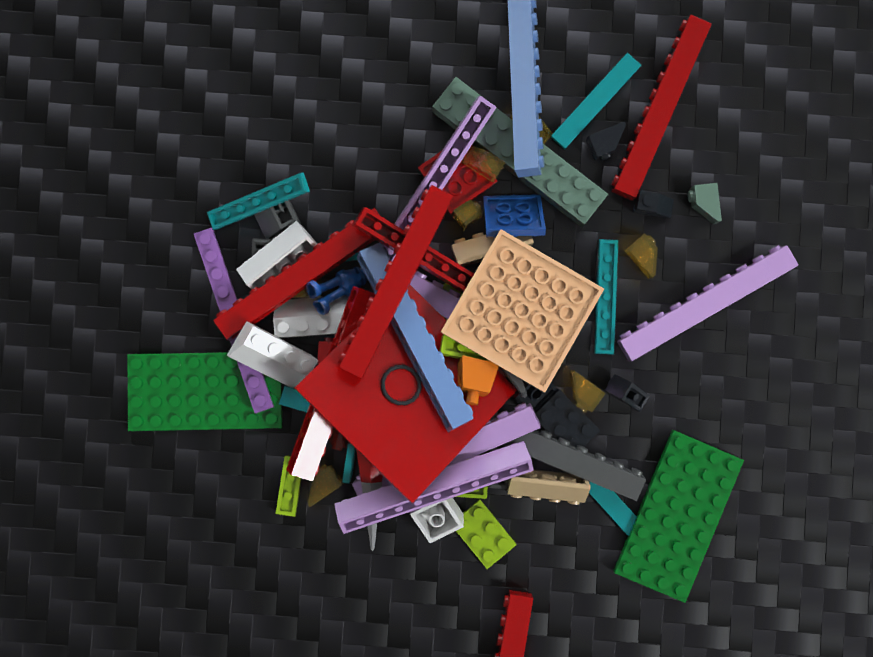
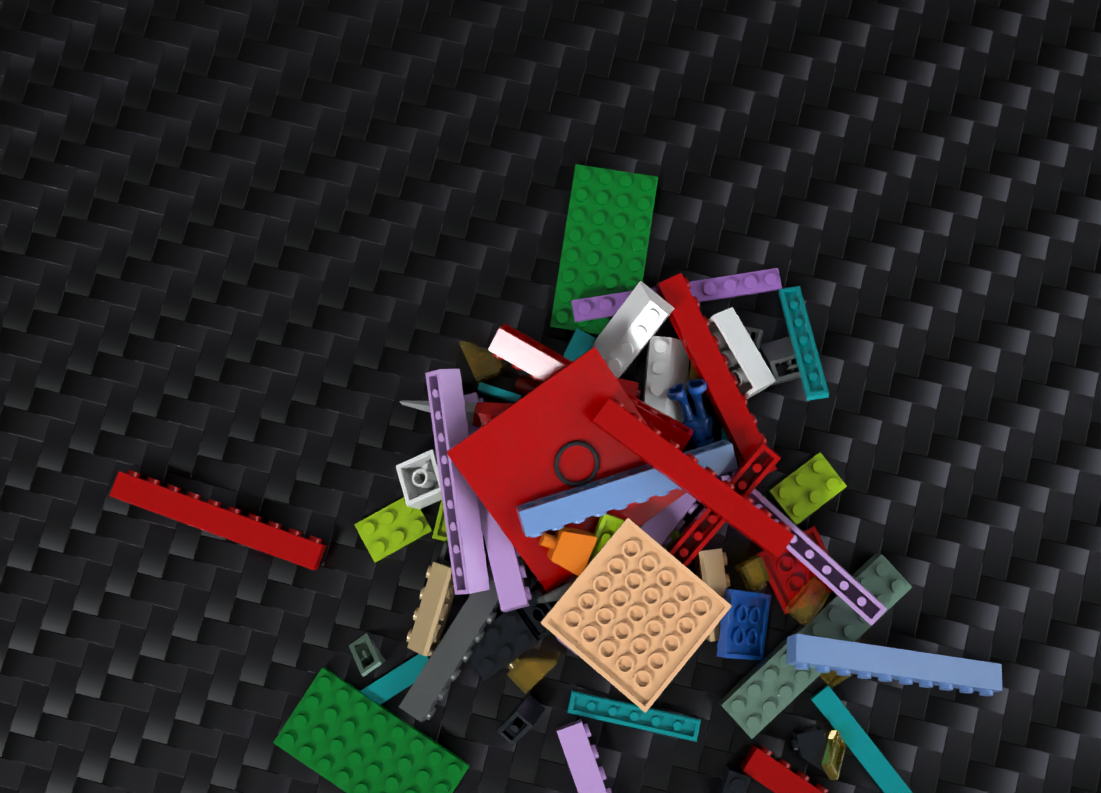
camera: 95 degrees right, 5 degrees down
(288, 492) = (479, 322): lime plate -> none
(386, 178) = (807, 488): none -> lime plate
(596, 536) = (366, 654): none -> sand green slope
(609, 123) = (833, 755): none -> clear yellow tile
(644, 254) = (675, 769): clear yellow slope -> none

